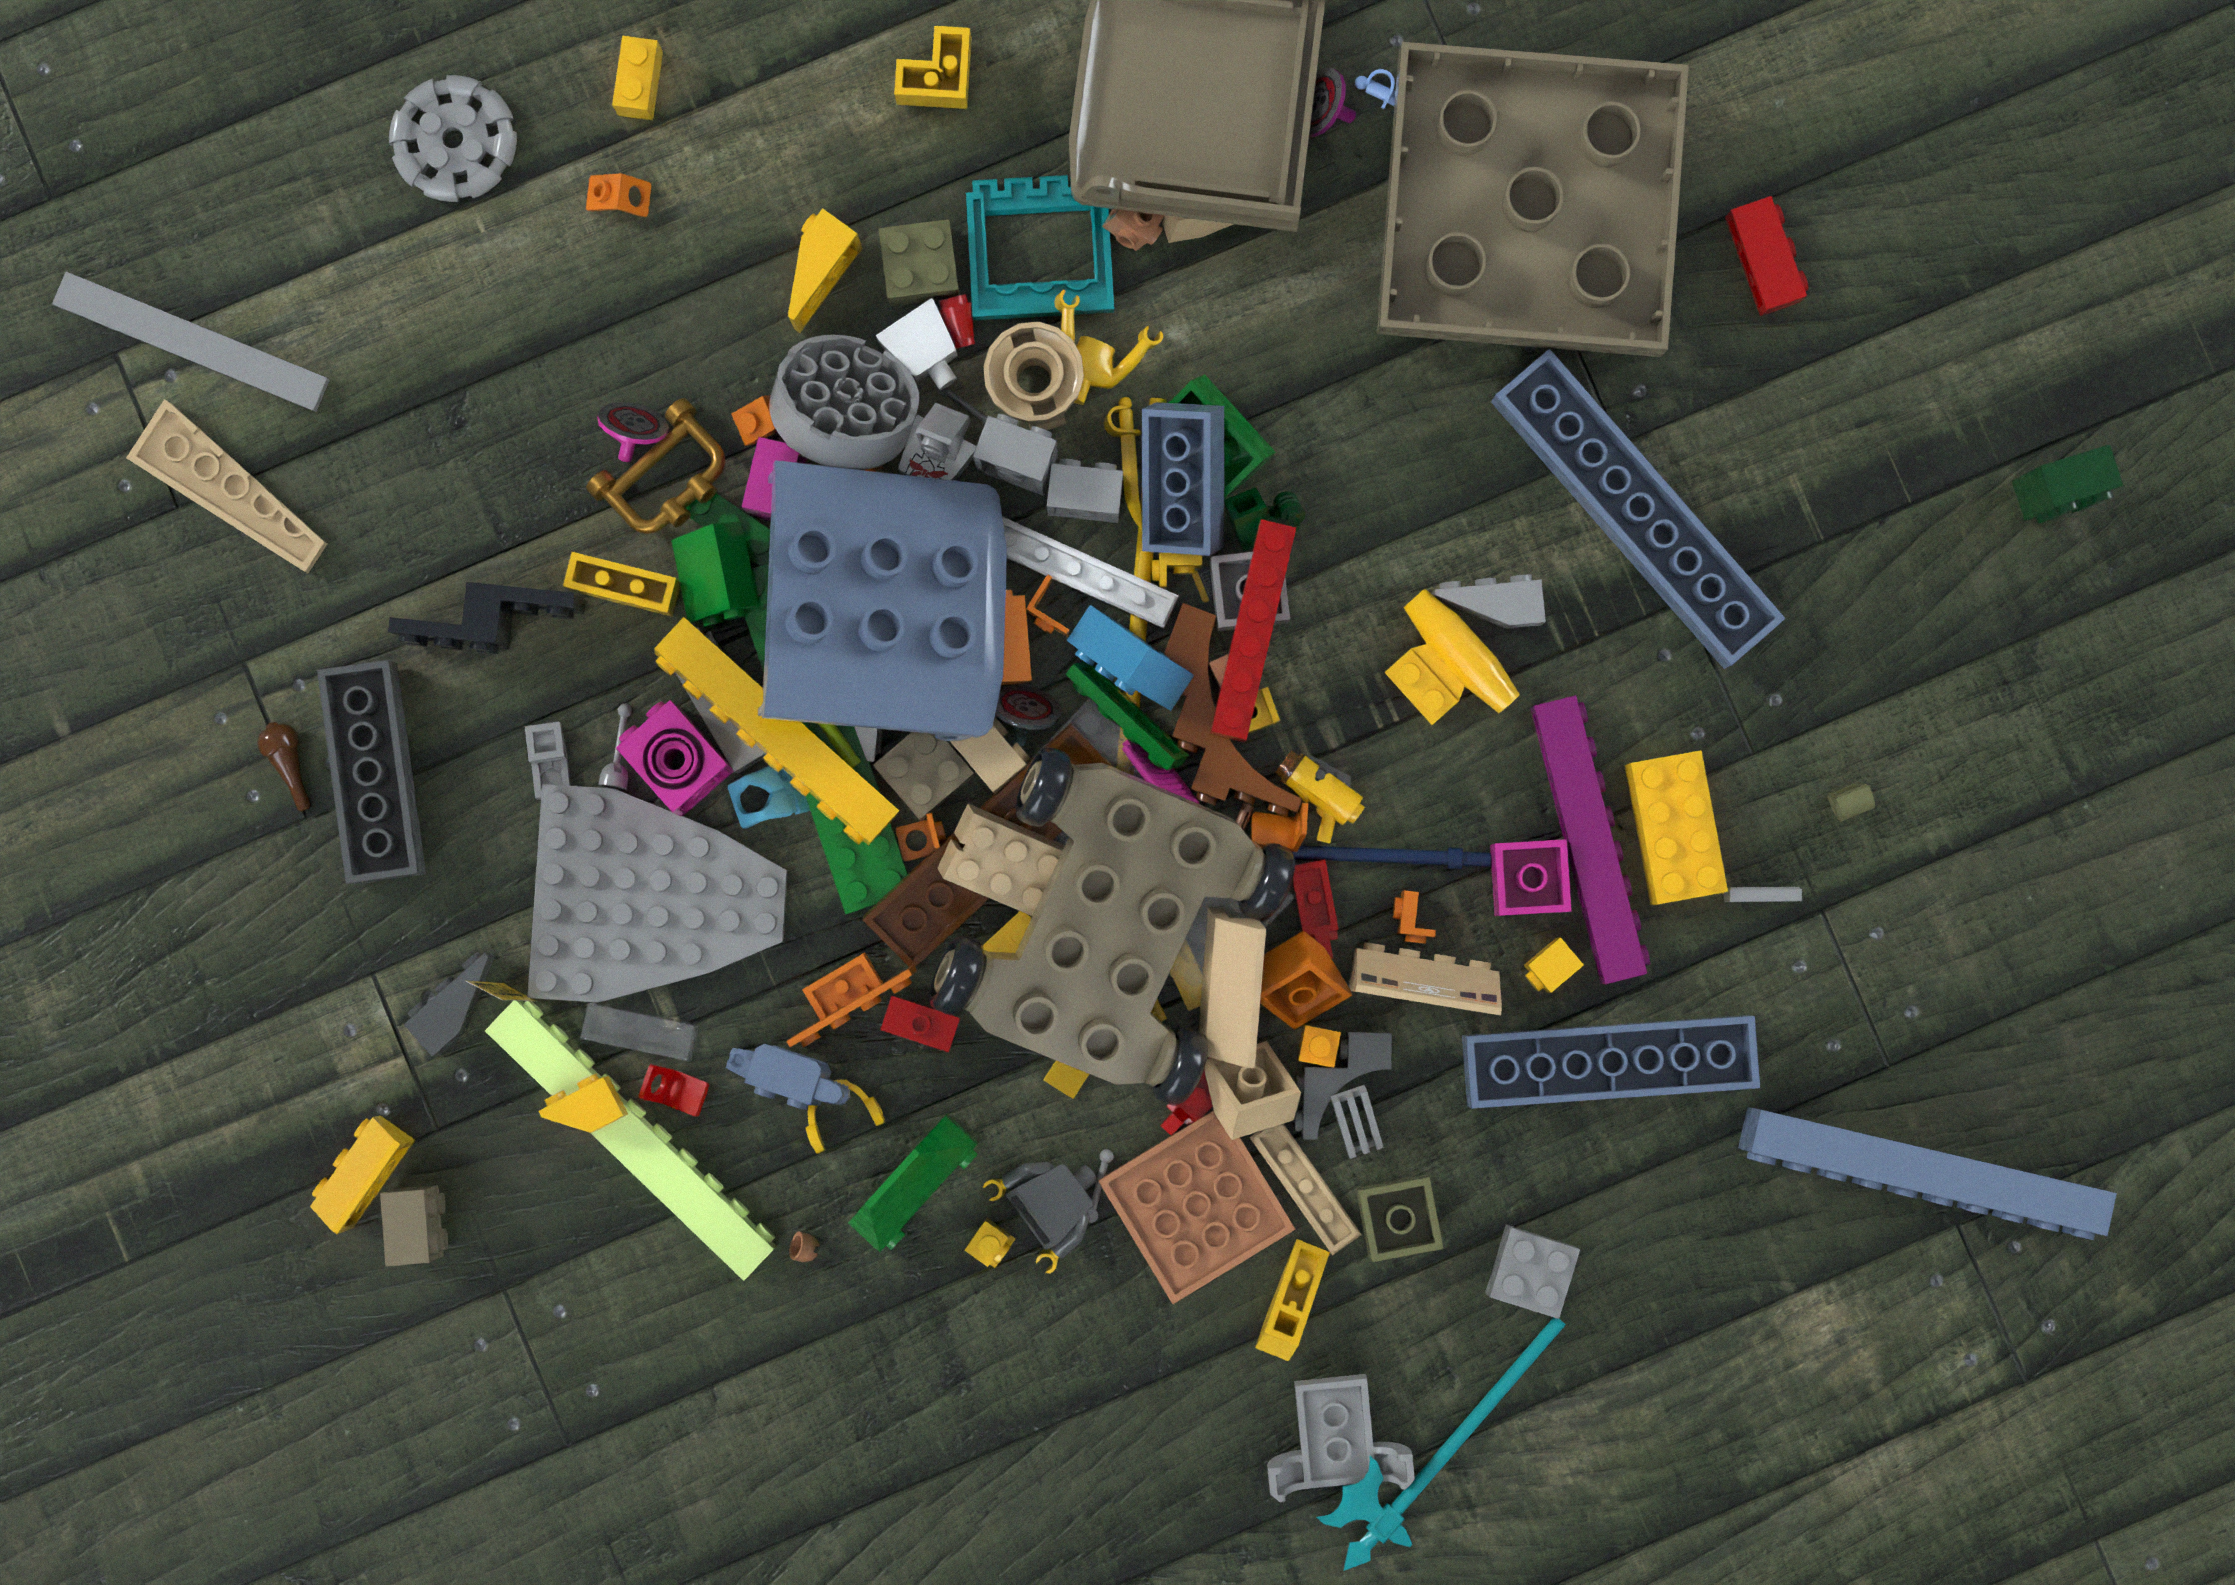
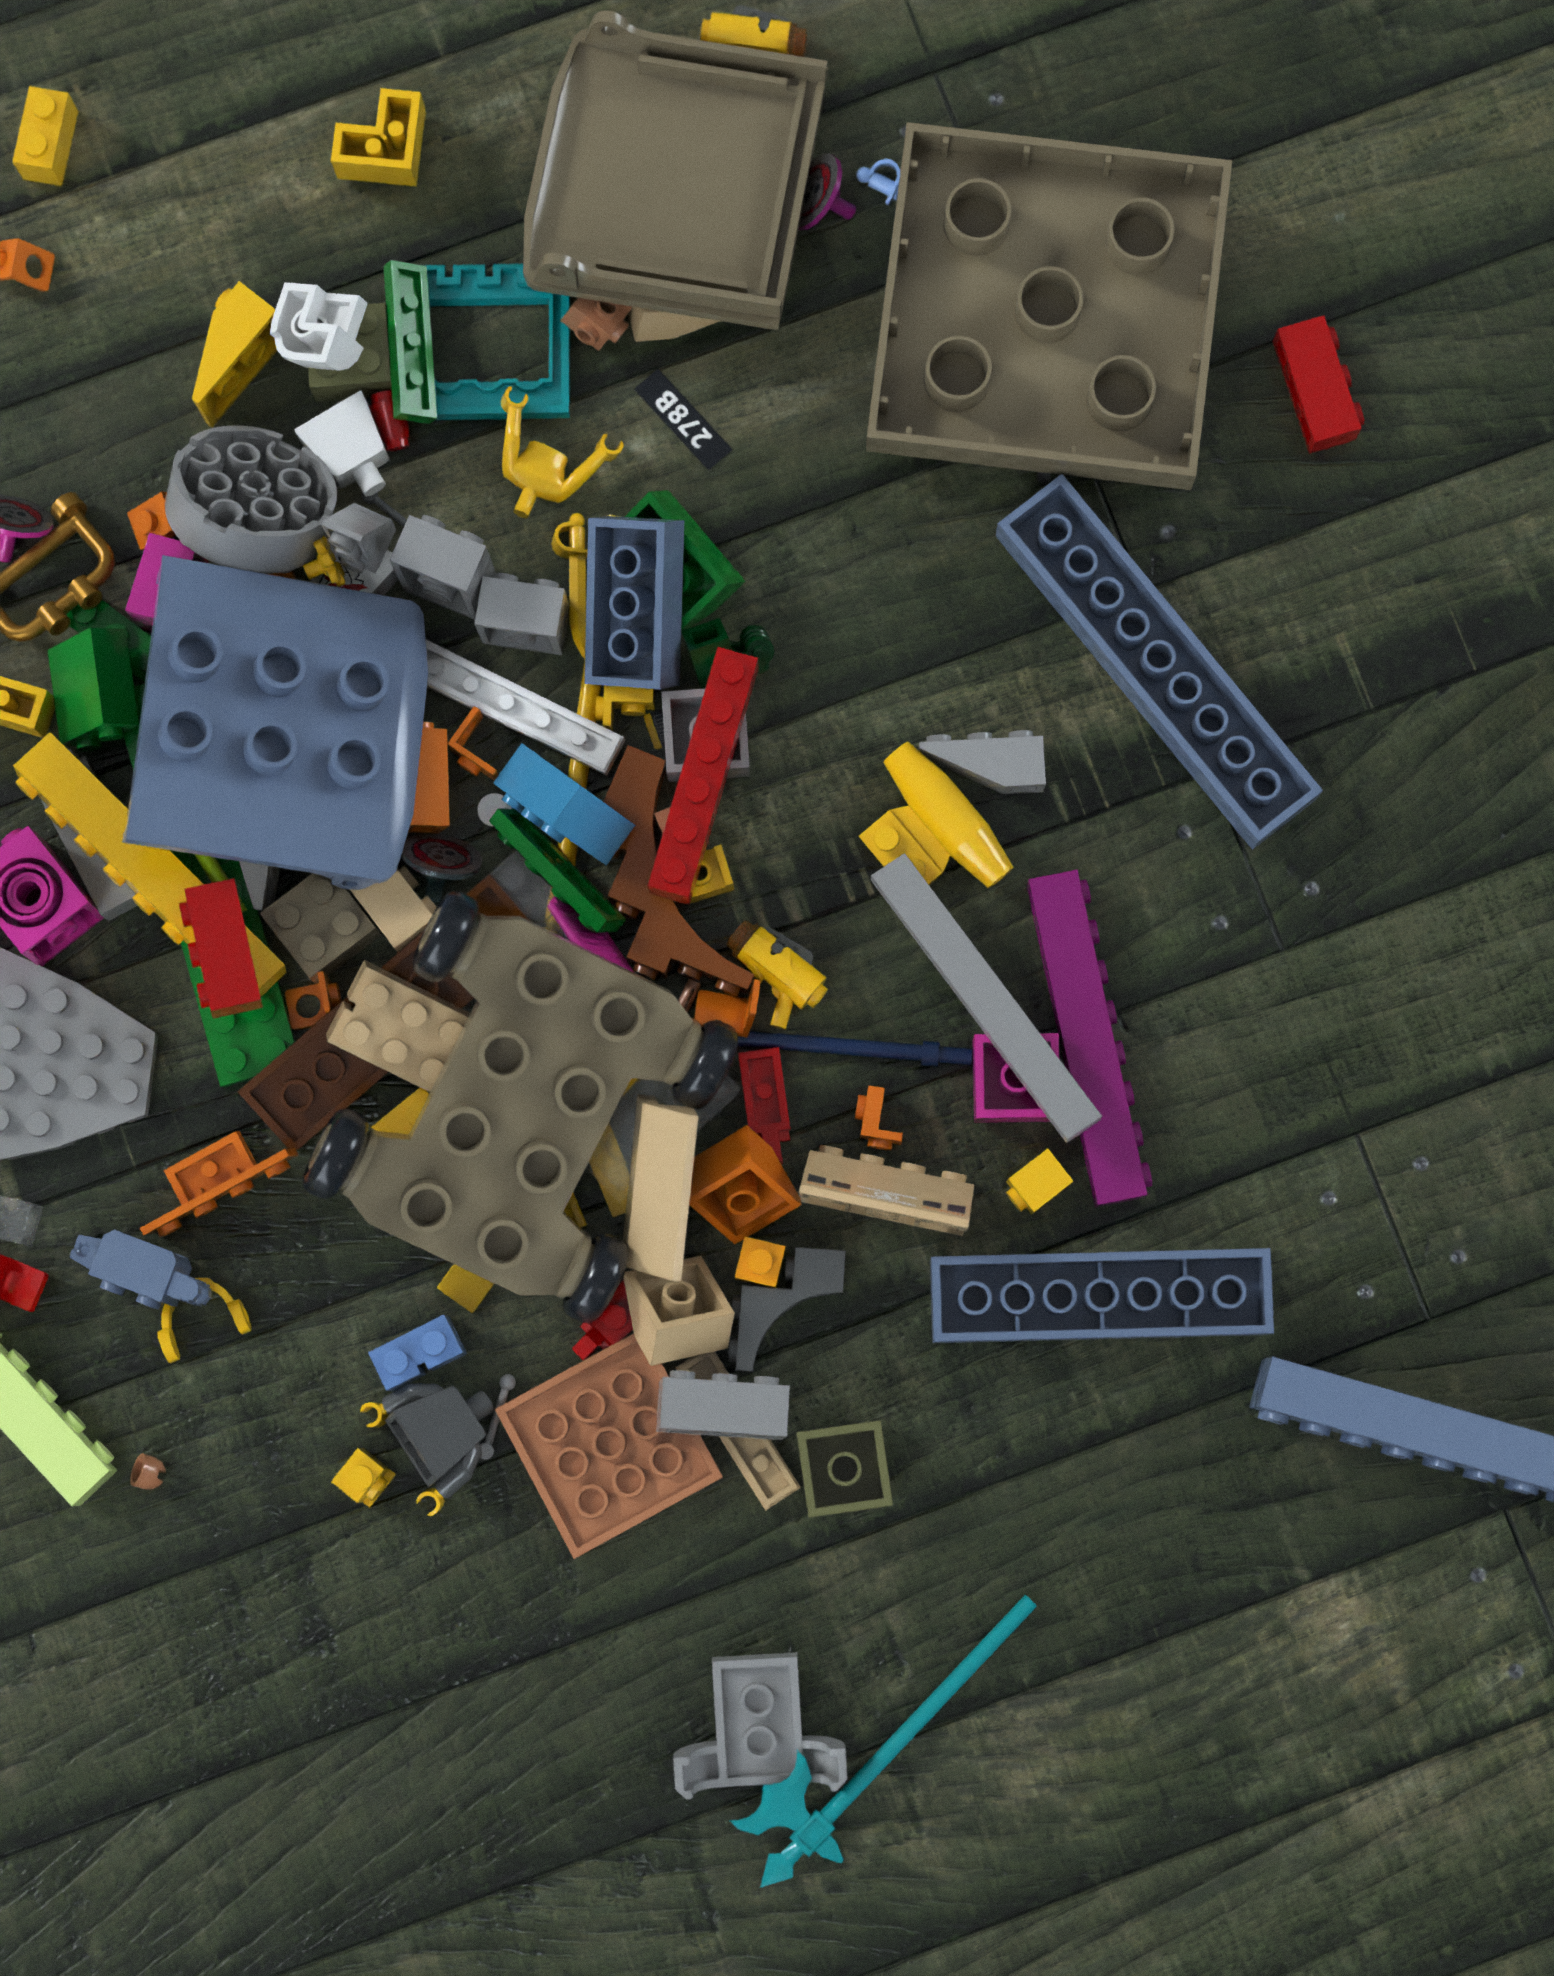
camera: 10 degrees right, 5 degrees down
(782, 798) = (154, 954): medium azure piece -> none
(845, 801) = (220, 948): none -> red brick
(894, 247) = (317, 327): none -> white brick
(912, 457) = (325, 563): none -> yellow plant
(913, 1183) = (271, 1396): green wedge -> none
(920, 1023) = (296, 1215): red brick -> none
(972, 253) = (410, 342): none -> green plate
(1018, 1140) = (431, 1344): none -> medium blue piece
(1031, 346) = (462, 449): tan piece -> none
(1064, 659) = (489, 805): none -> white sticker
(1212, 308) = (683, 419): none -> black sticker
(1292, 1301) = (715, 1561): yellow slope -> none
(1293, 1170) = (723, 1406): none -> light grey brick
(1363, 1143) = (808, 1382): light grey tile -> none
(1503, 811) = (986, 998): none -> light grey tile
(1532, 1271) = (999, 1540): light grey brick -> none
(1676, 828) = (1188, 1028): yellow brick -> none
(1763, 894) = (1287, 1110): light grey tile -> none
(1851, 800) = (1395, 1007): olive brick -> none

